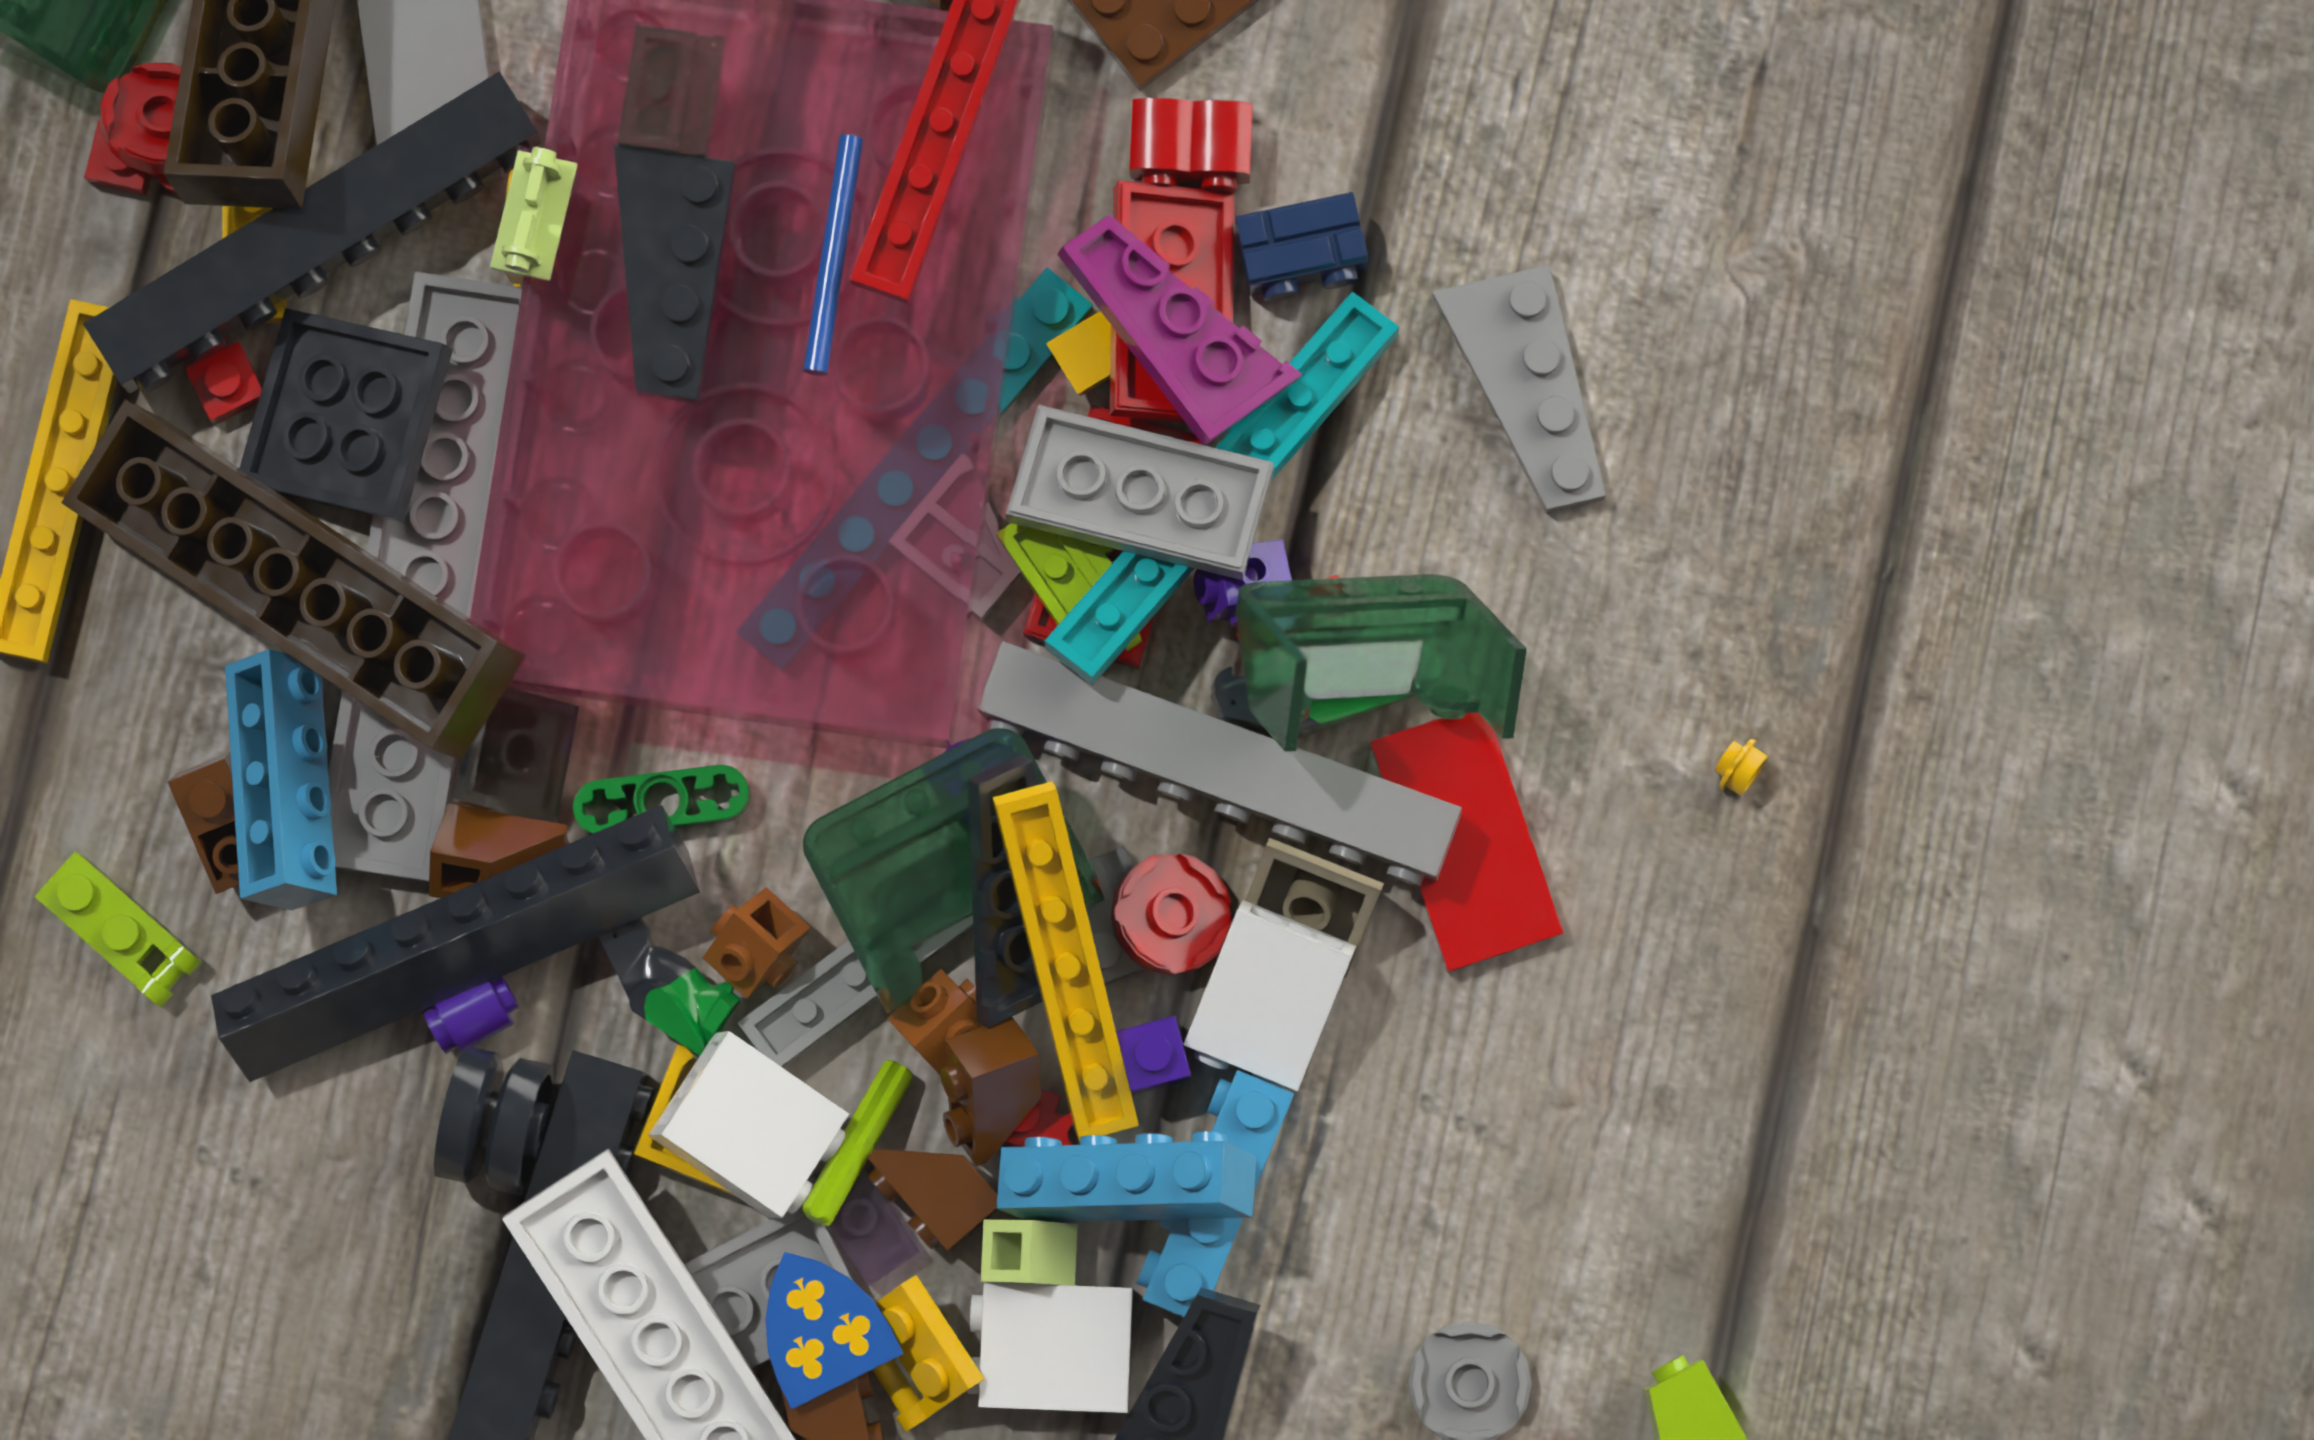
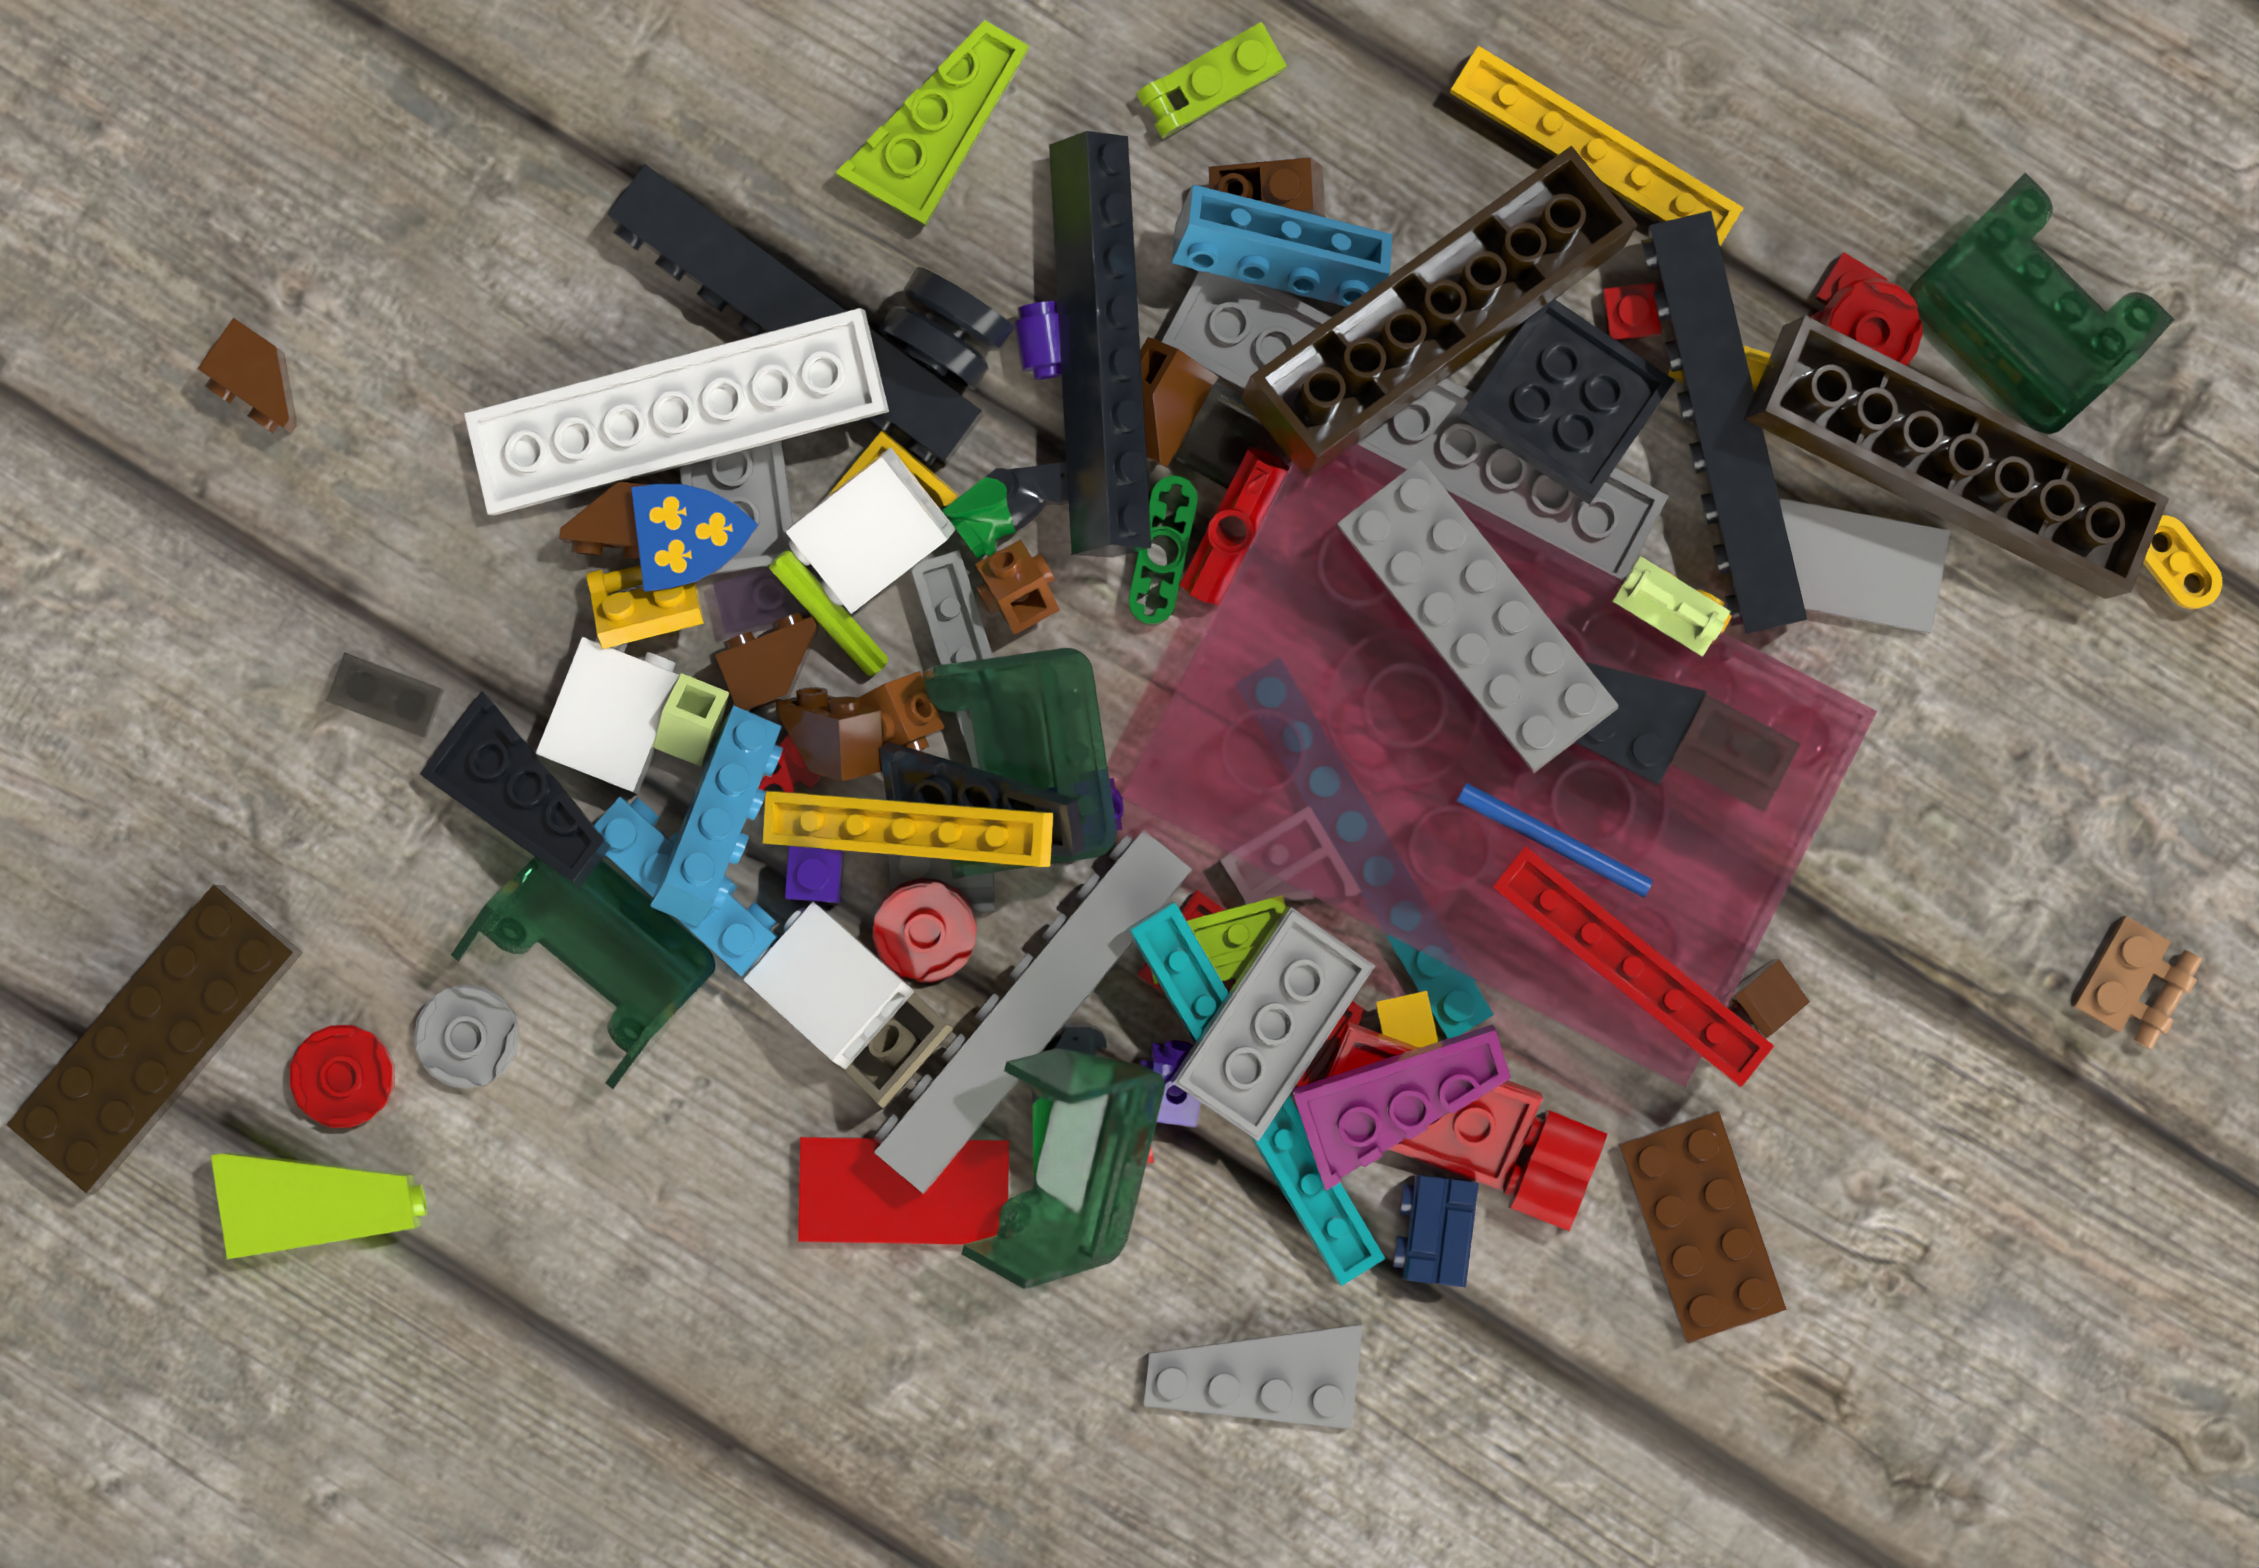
camera: 100 degrees right, 5 degrees up
(287, 1220) = (930, 136): none -> lime wing
(571, 722) = (1249, 500): none -> red piece
(614, 417) = (1477, 616): none -> light grey plate
(1308, 1254) = (609, 940): none -> clear green windscreen
(1740, 766) = (882, 1434): yellow plate -> none

